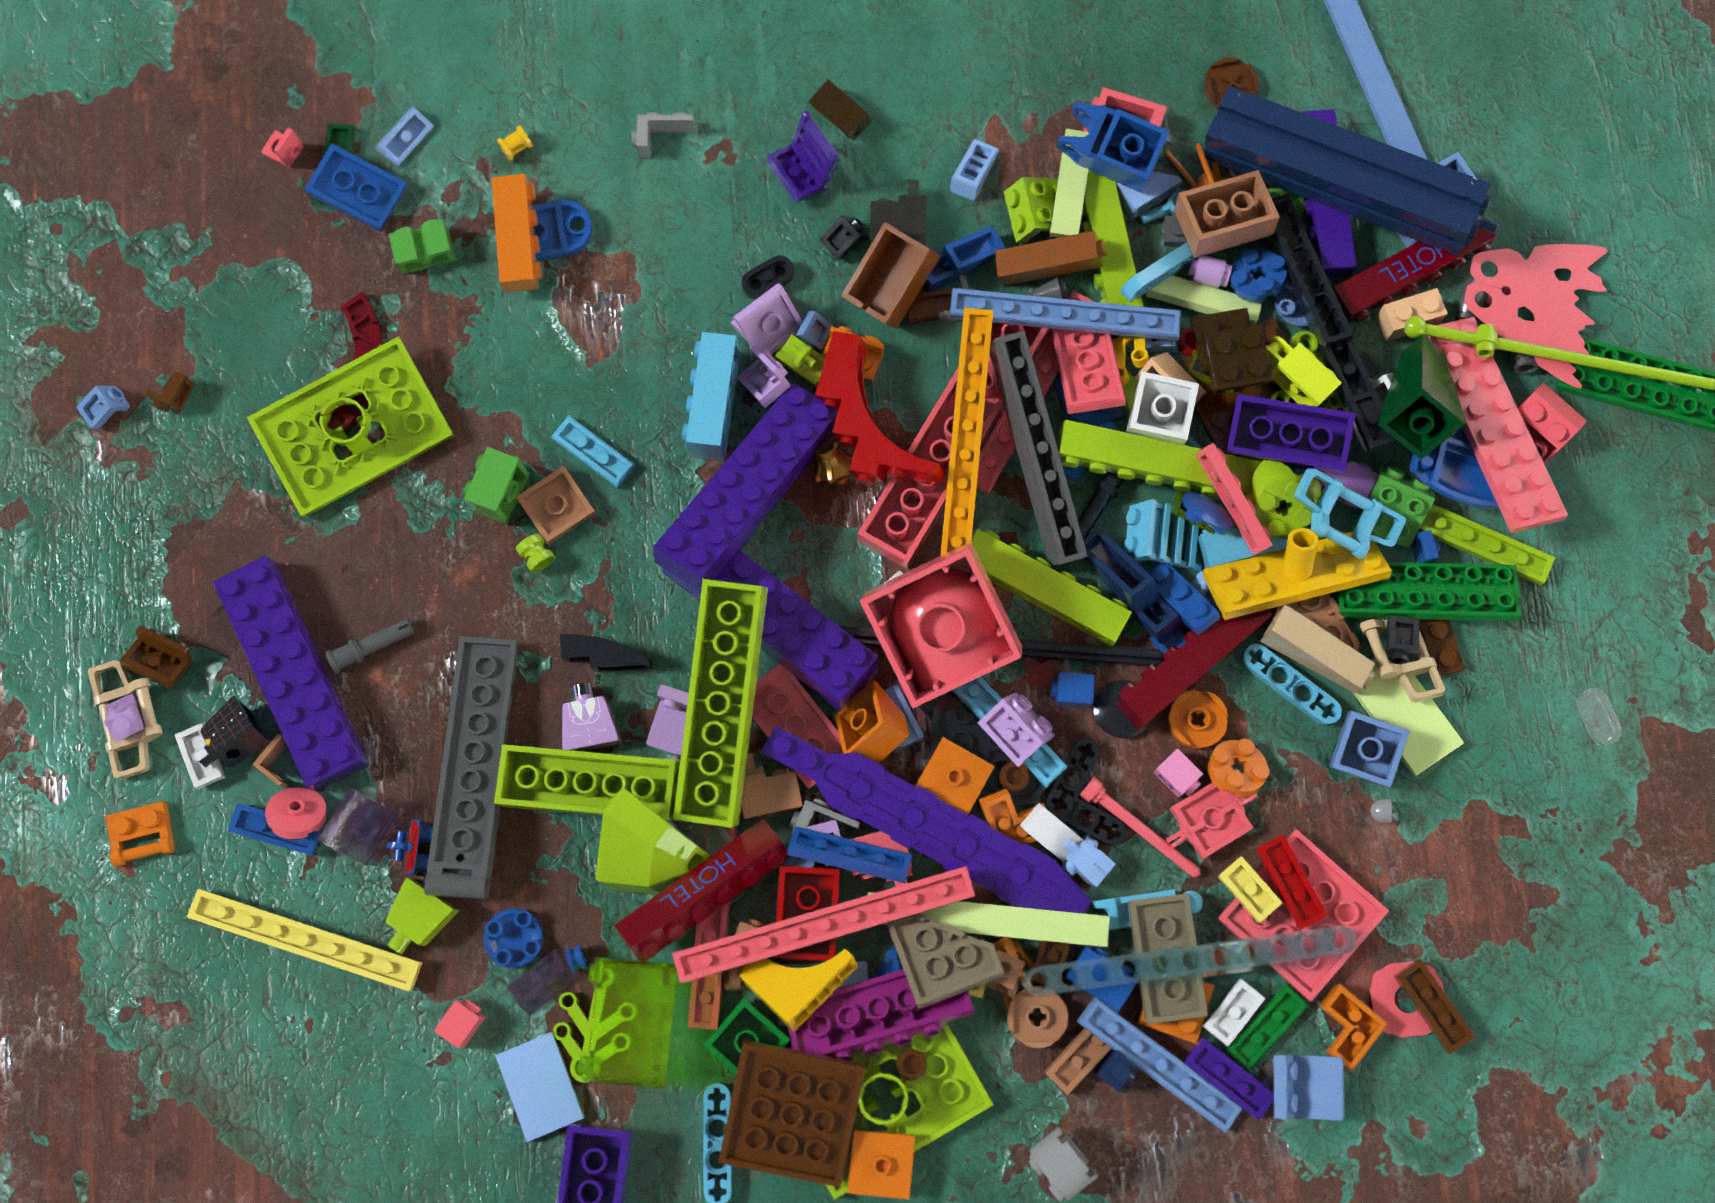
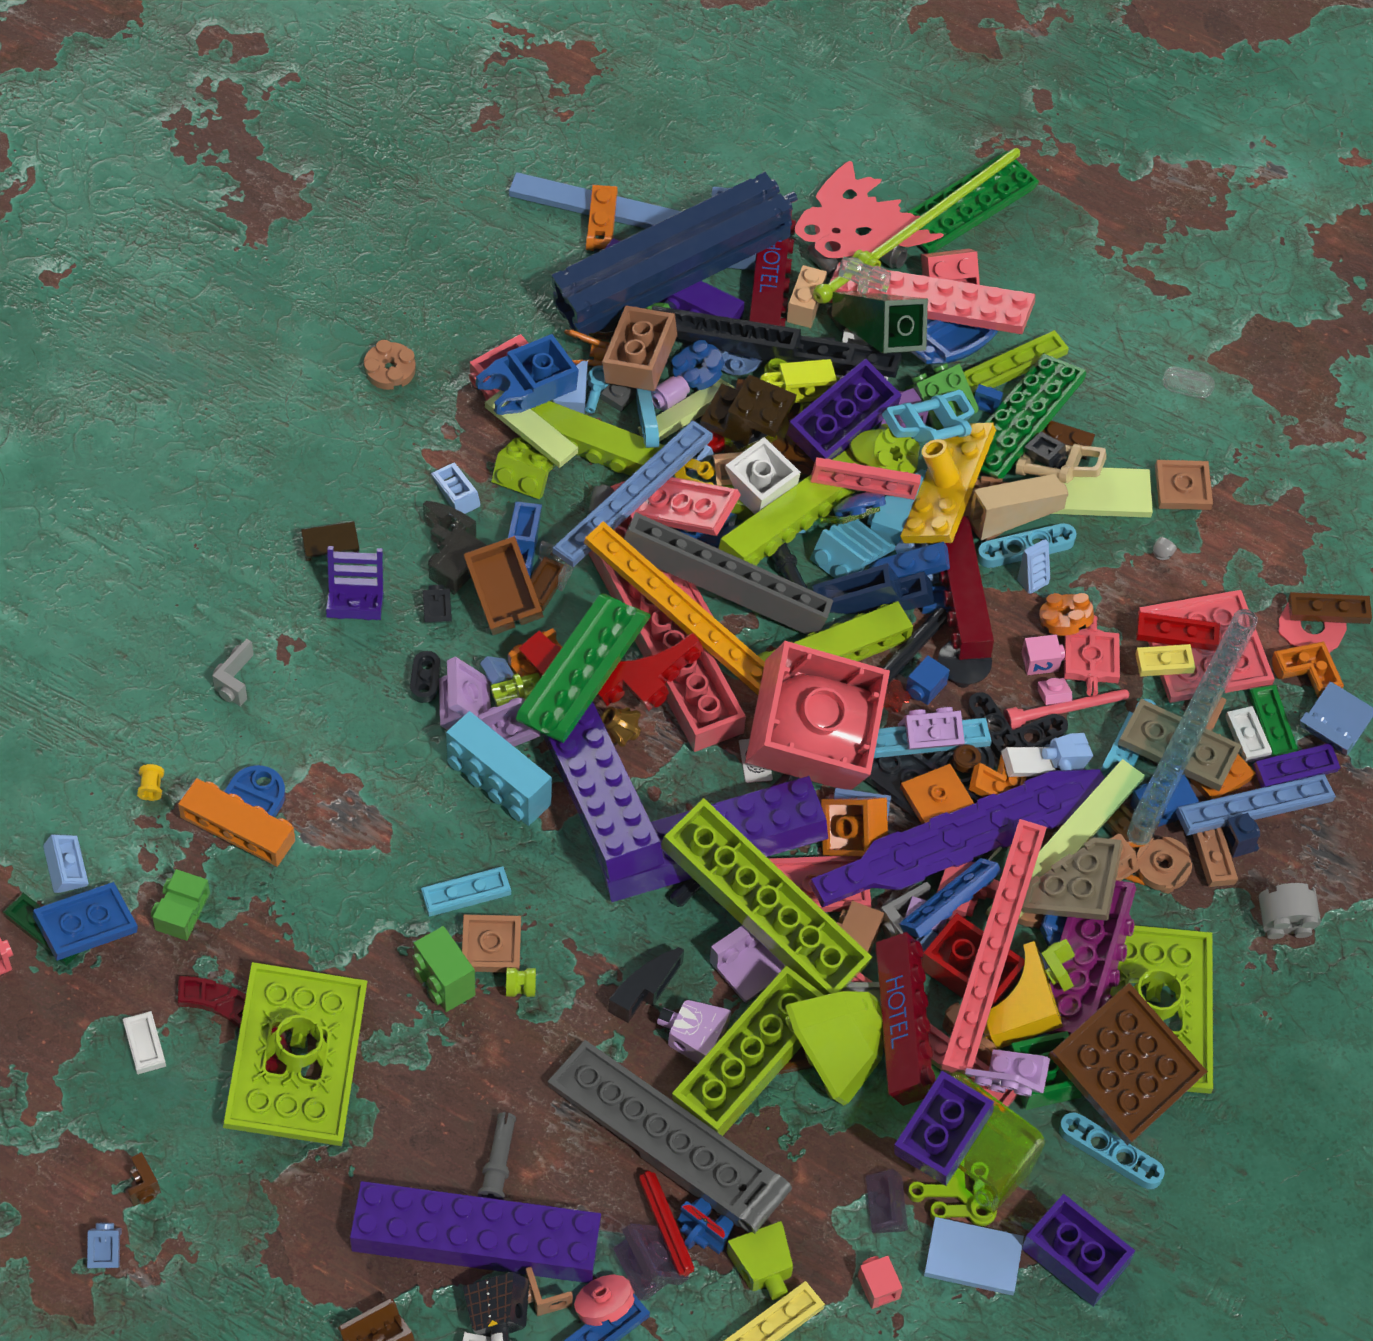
camera: 65 degrees left, 20 degrees down
(291, 308) = (144, 1042): none -> white tile
(397, 816) = (666, 1223): none -> red axle
(513, 938) = (835, 1199): blue dish -> none
(577, 958) = (886, 1159): blue bush -> none
(601, 996) = (944, 1128): none -> dark purple brick
(704, 1020) = (1014, 1072): none -> lavender bracket
(840, 993) = (1054, 957): none -> lime bracket
(843, 395) = (582, 667): none -> green plate
(881, 1164) = (1209, 1034): orange plate -> none
(910, 1064) = (1141, 963): reddish brown tile -> none
(933, 185) = (447, 517): none -> clear smoke slope
(1050, 258) = (576, 479): dark orange brick -> none
(1058, 13) = (385, 353): none -> nougat plate
(1148, 808) = (1054, 691): none -> bright pink plate
(1198, 702) = (1020, 609): orange plate -> none
(1229, 73) = (531, 291): reddish brown tile -> none
(1264, 709) = (1035, 567): none -> light blue slope
(1356, 83) = (601, 216): none -> orange plate
(1369, 749) = (1113, 523): medium blue brick -> none
(1461, 349) = (864, 275): none -> clear plate
(1471, 785) = (1183, 484): none -> nougat plate

